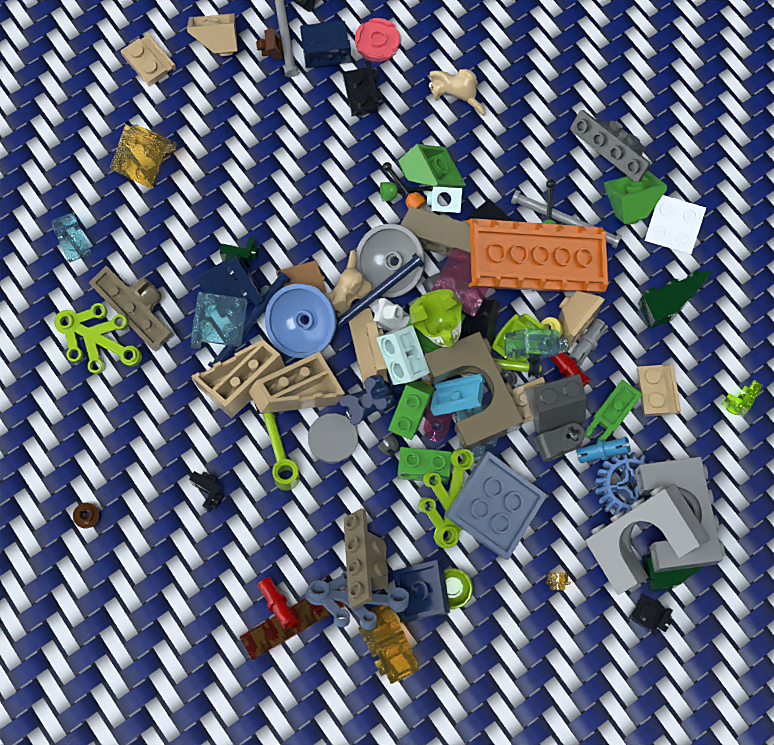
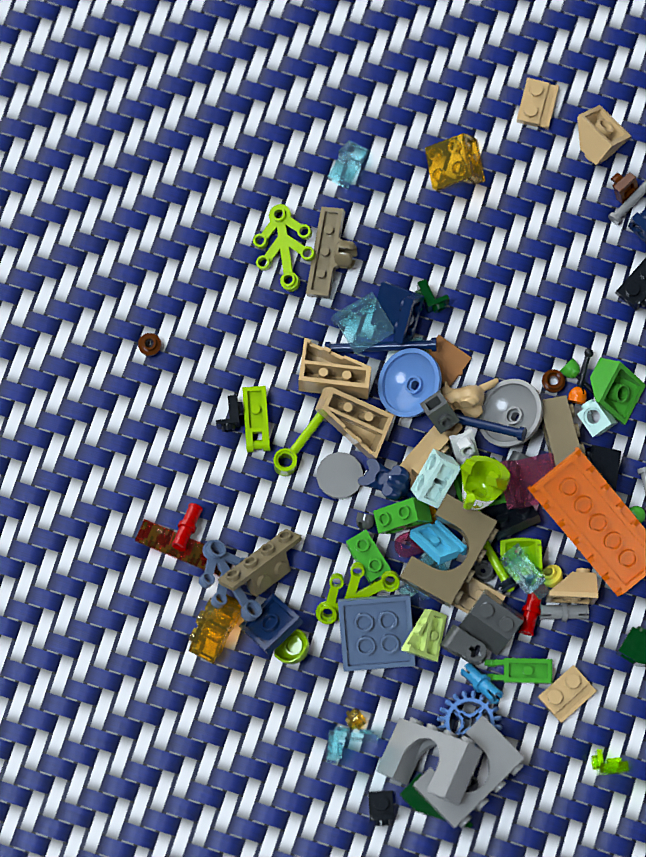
camera: 60 degrees right, 5 degrees up
(227, 471) = (256, 417): none -> lime plate
(347, 311) = (439, 412): none -> dark grey brick
(390, 206) = (553, 374): none -> reddish brown plate
(529, 465) = (426, 636): none -> yellowish green wing
(573, 615) = (342, 733): none -> clear light blue bracket

